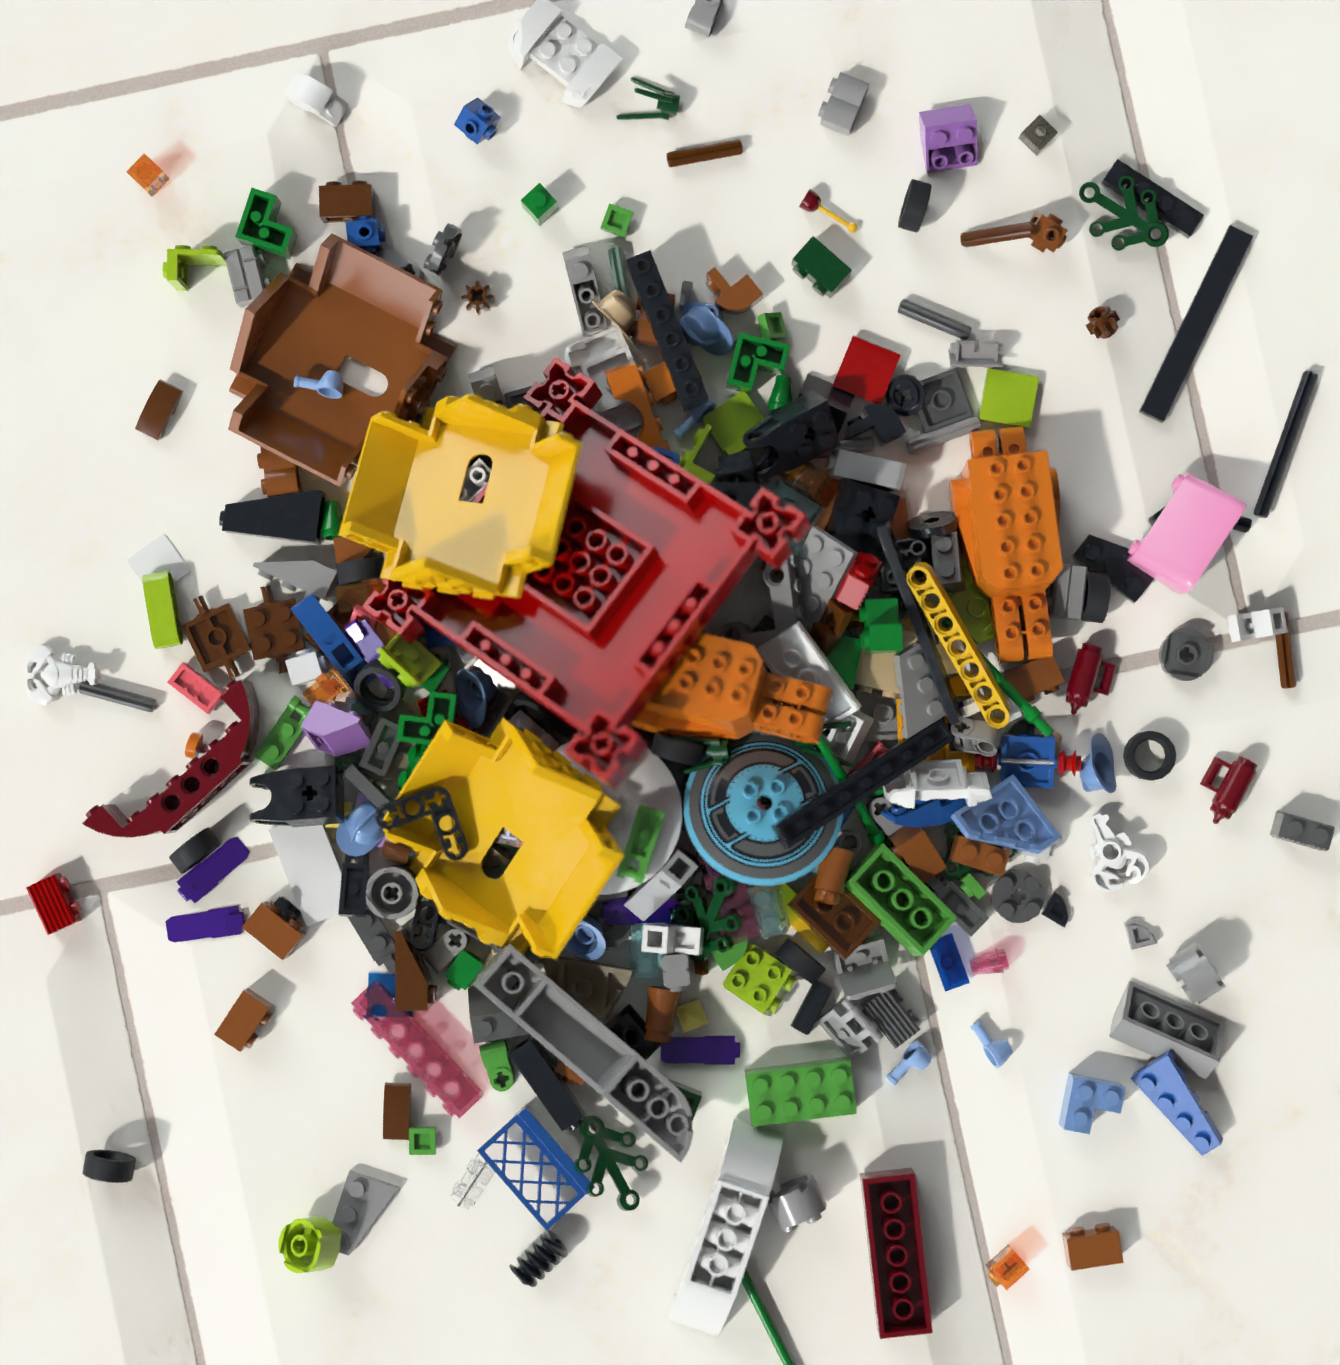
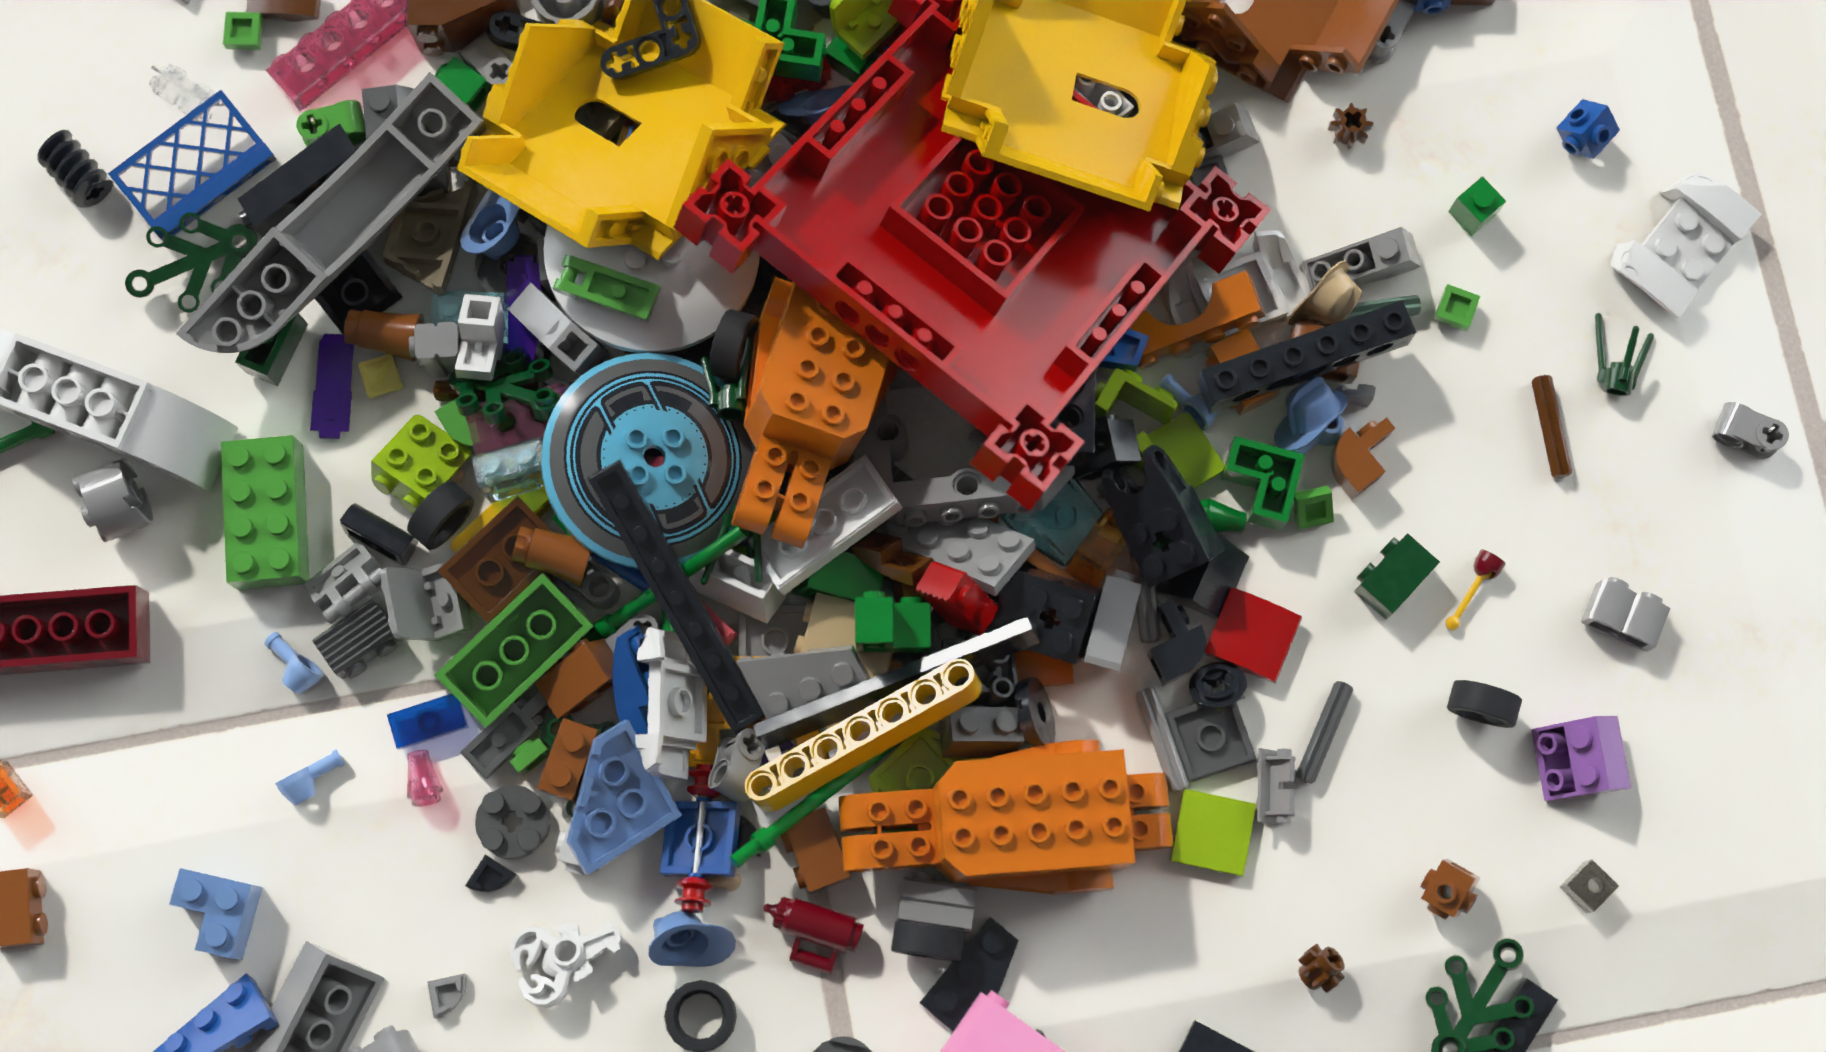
camera: 90 degrees right, 10 degrees down
(445, 247) = (1415, 78): dark grey plate -> none
(998, 234) = (1445, 820): reddish brown axle -> none

